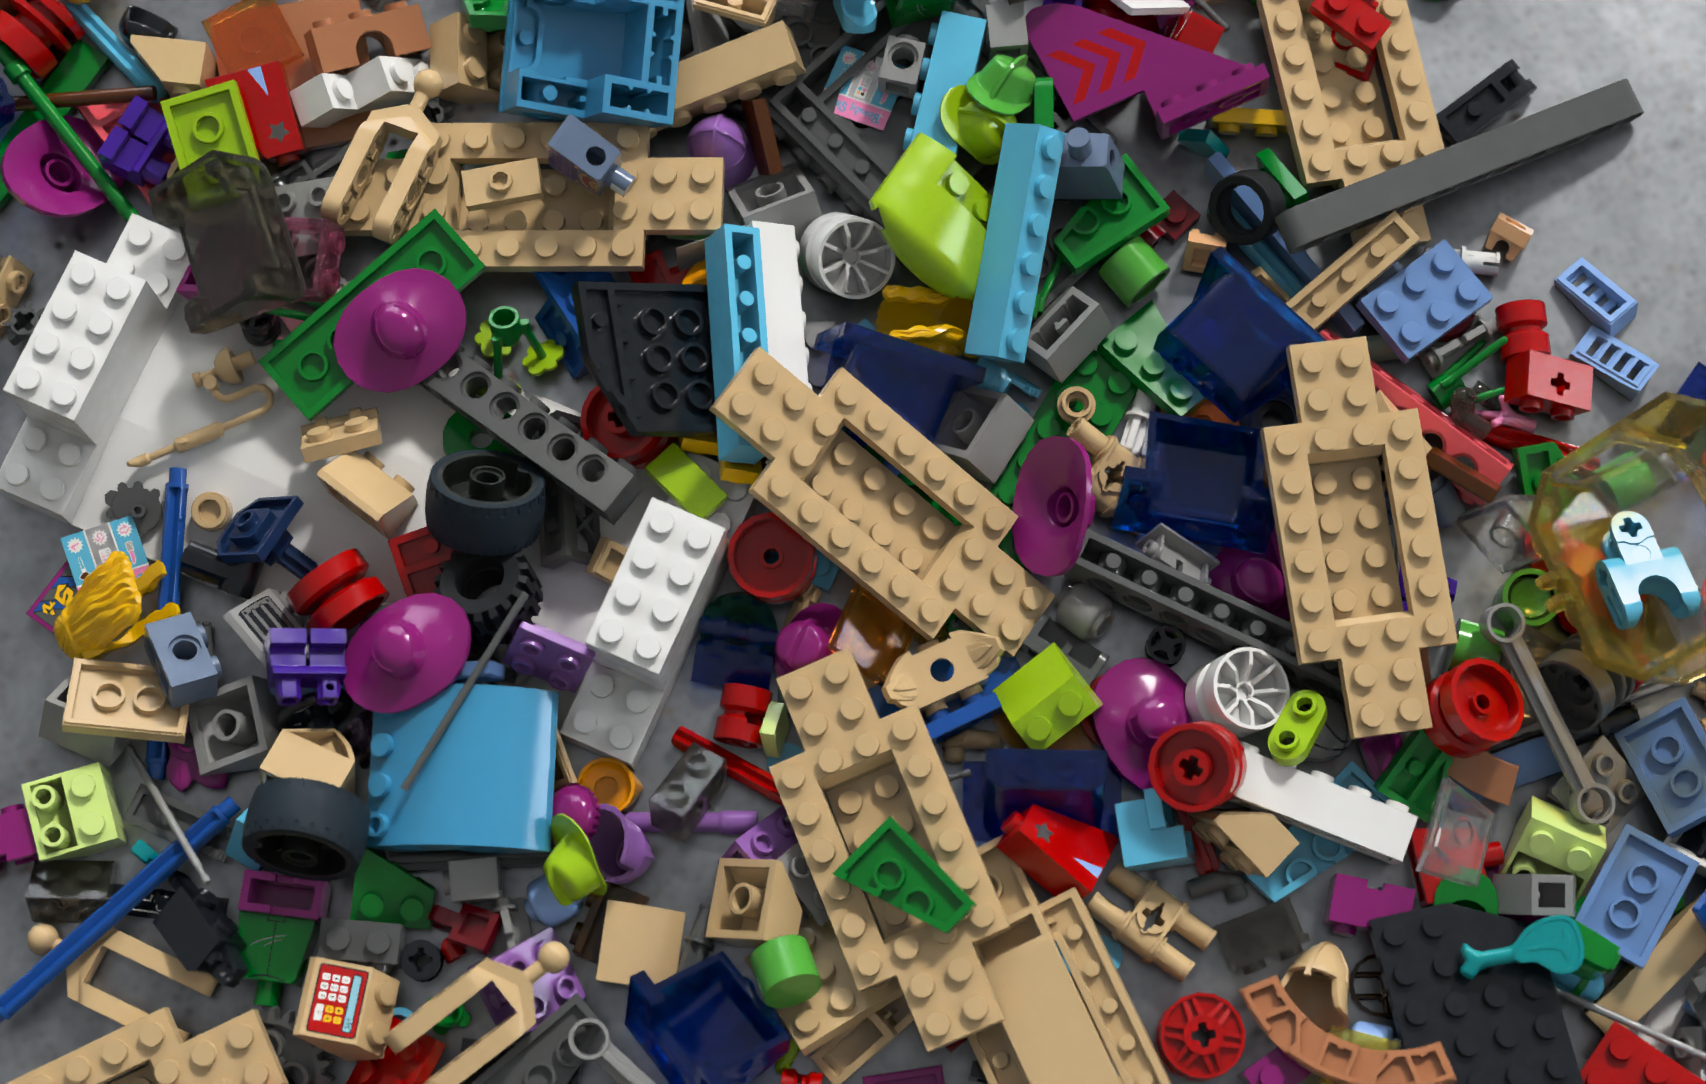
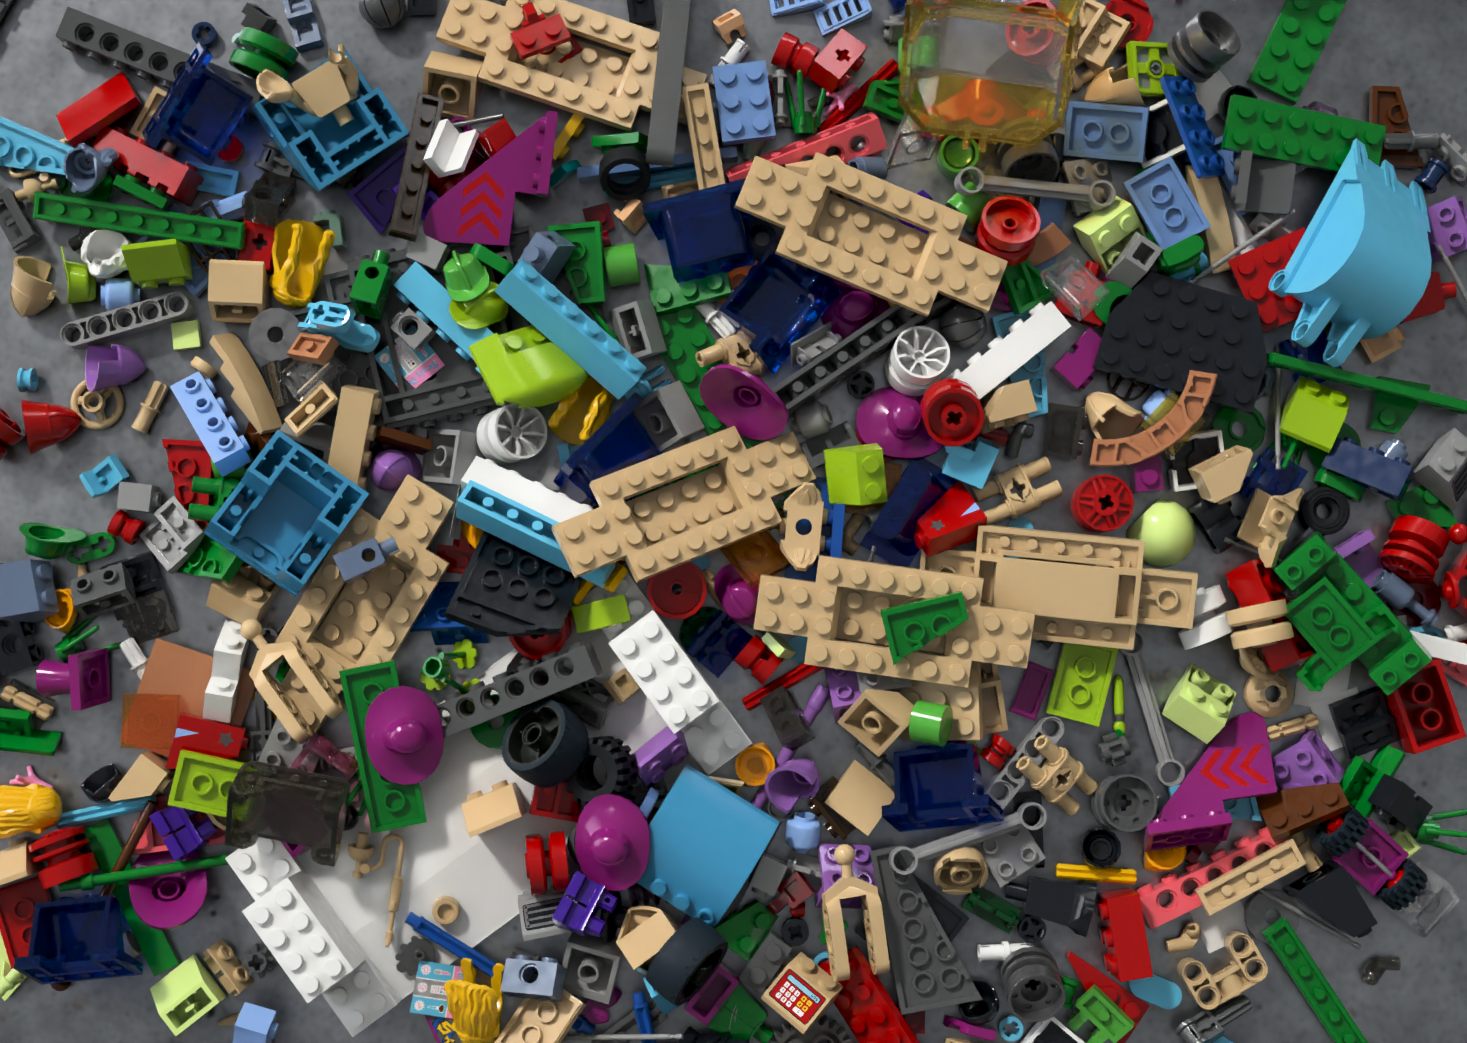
camera: 60 degrees left, 10 degrees up
(205, 564) = (492, 918): black piece -> none
(261, 535) = (482, 889): dark blue piece -> none
(340, 434) = (447, 806): tan plate -> none
(398, 30) = (189, 673): nougat arch -> none
(464, 691) = (658, 821): dark grey axle -> none
(502, 184) = (345, 620): tan plate -> none
(572, 864) = (795, 814): lime piece -> none
(578, 804) = (765, 795): magenta hat -> none
(1076, 394) = (681, 342): tan plate -> none
(1297, 724) = (959, 338): lime plate -> none
(1462, 475) = (866, 147): reddish brown tile -> none
(1464, 413) = (825, 122): clear smoke arm -> none
(1550, 942) = (1170, 271): teal piece -> none
(1639, 567) = (984, 82): medium azure piece -> none

